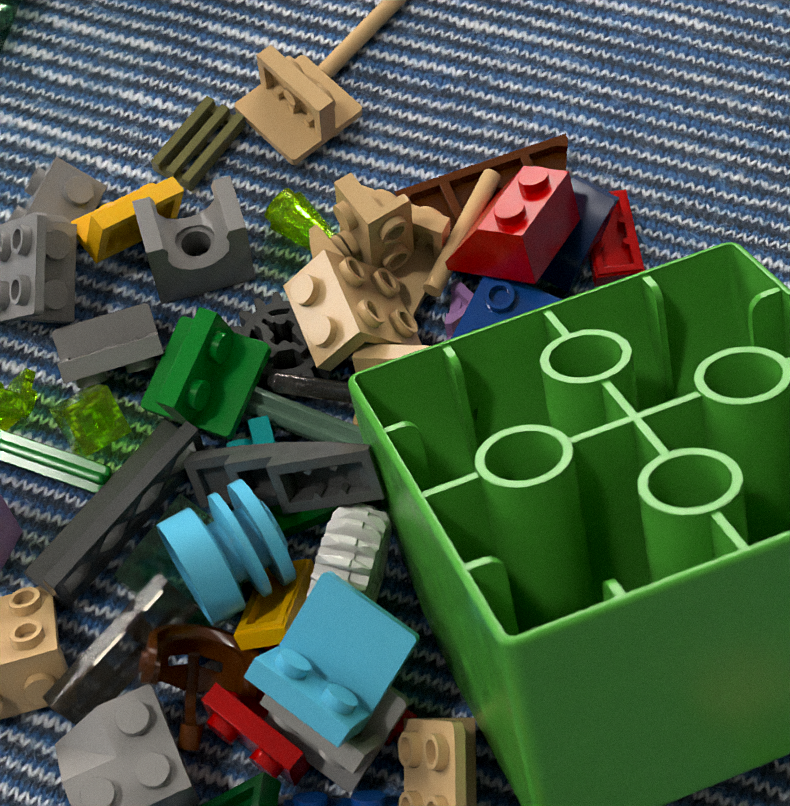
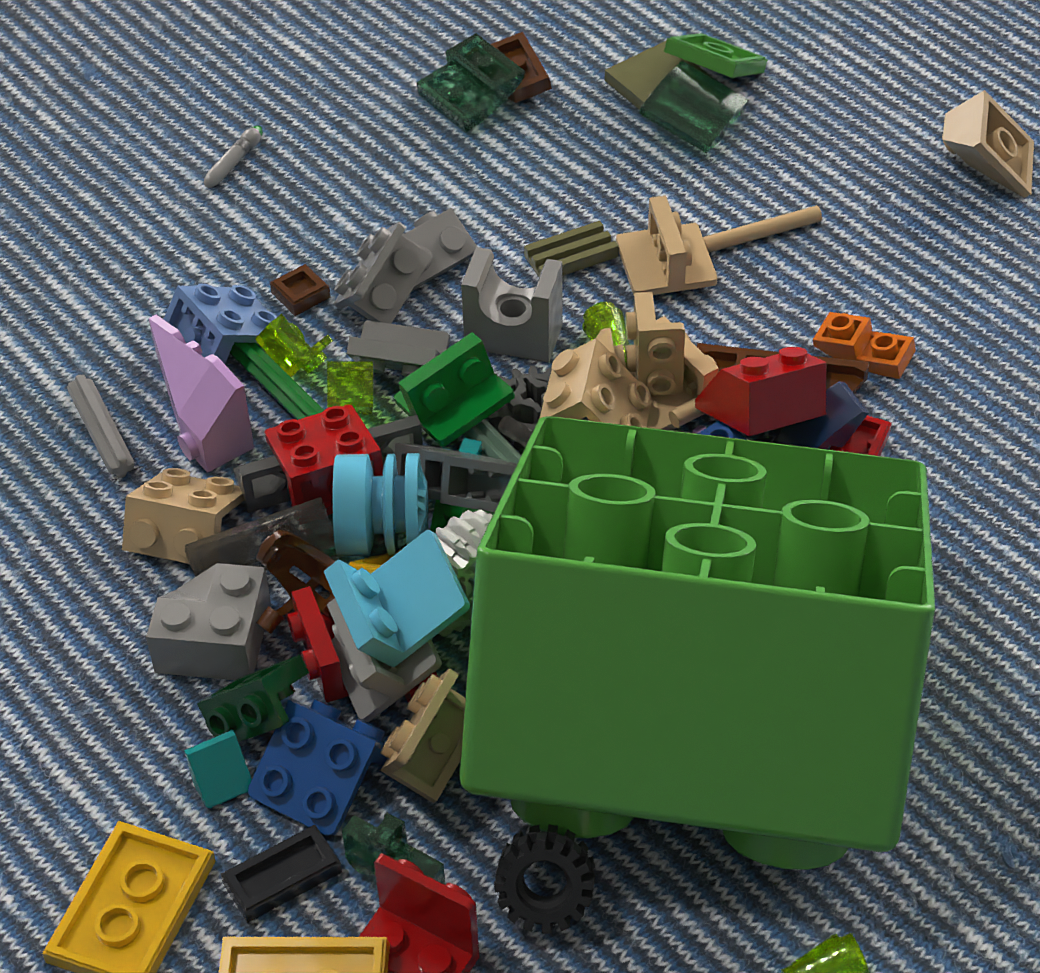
camera: 30 degrees right, 15 degrees down
(115, 224) = (450, 266): yellow bracket -> none
(115, 516) = (309, 448): none -> red bracket
(535, 117) = (853, 339): none -> orange slope

